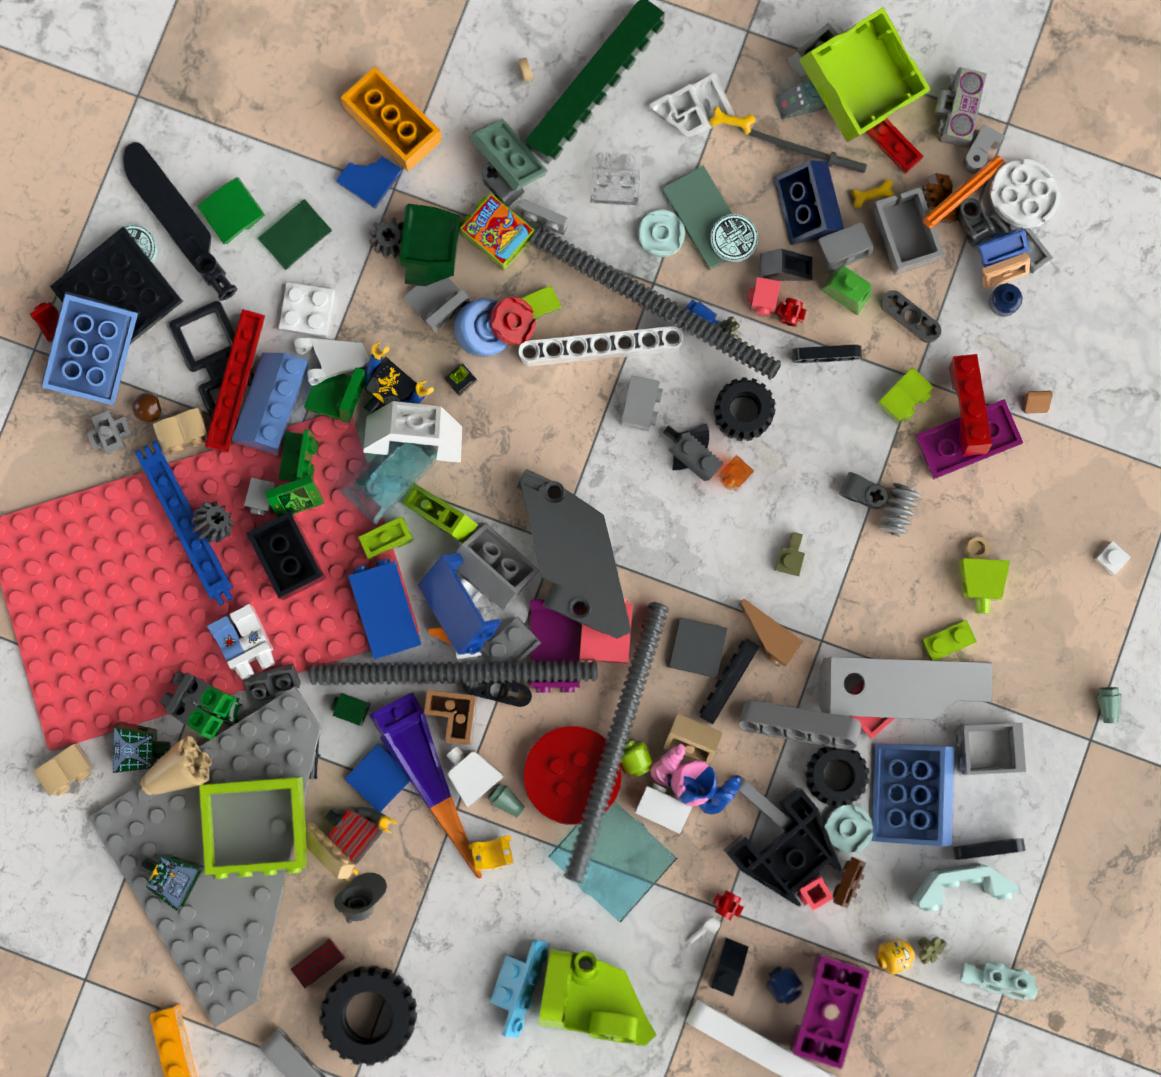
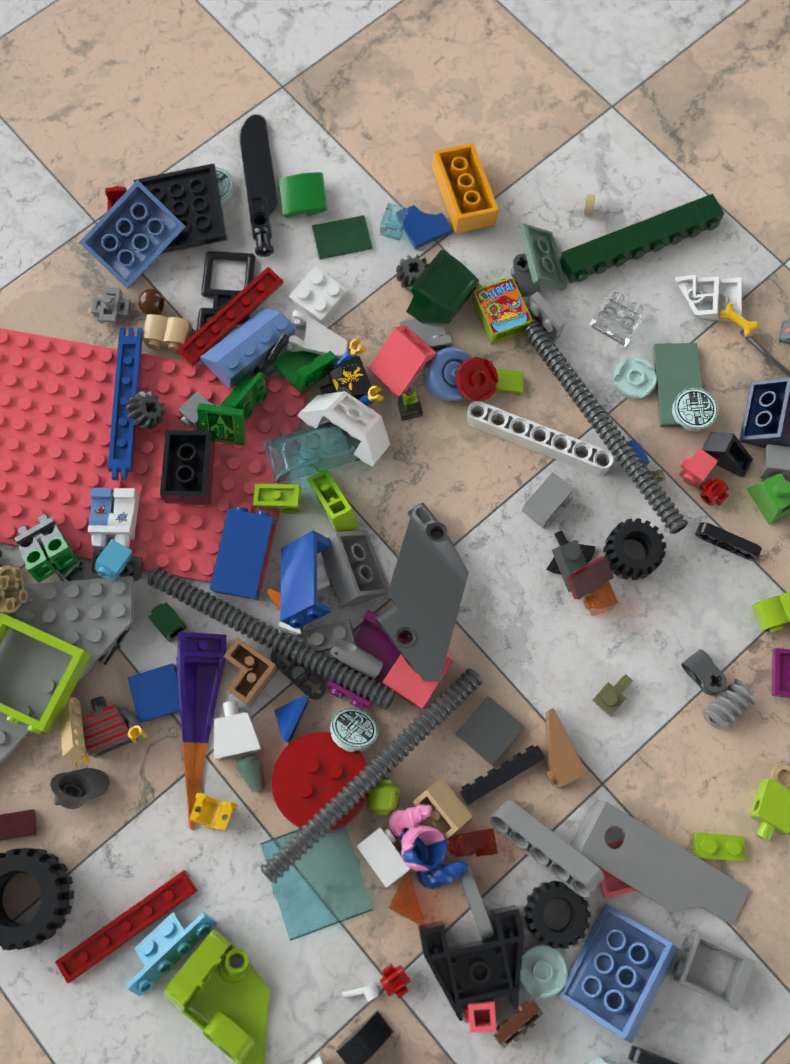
camera: 25 degrees right, 10 degrees down
(271, 682) = (112, 560): none -> medium azure brick
(298, 423) = (278, 346): none -> black piece
(339, 192) = (392, 221): none -> clear light blue panel
(429, 339) = (401, 360): none -> coral panel
(472, 988) = (126, 926): none -> red tile
(512, 733) = (290, 716): none -> blue slope
(544, 649) = (356, 658): none -> light grey piece
(576, 714) = (353, 730): none -> light aqua tile
(702, 835) = (406, 901): none -> clear orange slope
(717, 462) = (590, 577): none -> dark red tile
(738, 751) = (477, 842): none -> clear red leg

